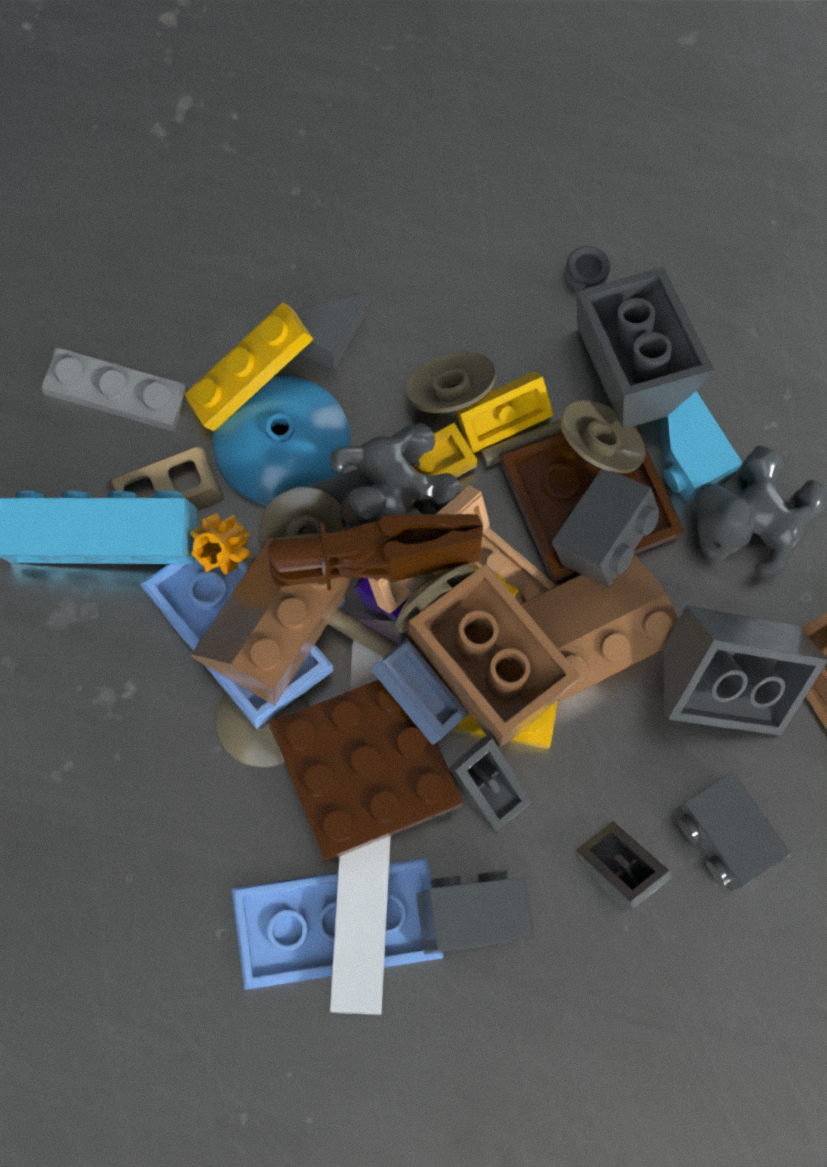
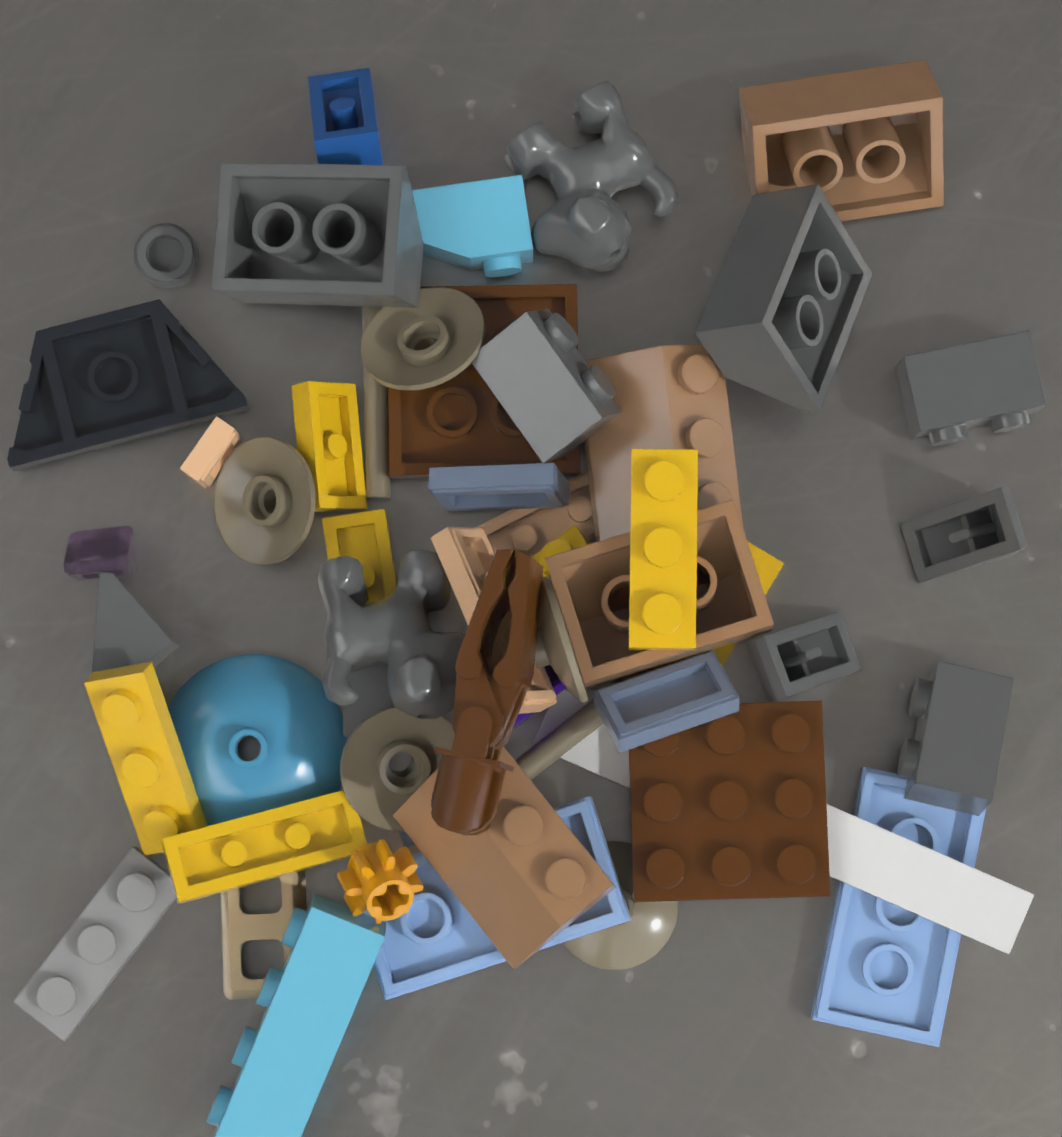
camera: 65 degrees left, 10 degrees up
(216, 459) = (262, 846): none -> yellow plate
(378, 301) = (100, 551): none -> clear purple slope
(468, 337) = (211, 452): none -> light nougat tile
(490, 266) = (116, 383): none -> black wing
(523, 528) = (499, 487): none -> sand blue tile
(524, 638) = (663, 549): none -> yellow plate
(729, 342) = (345, 118): none -> blue slope

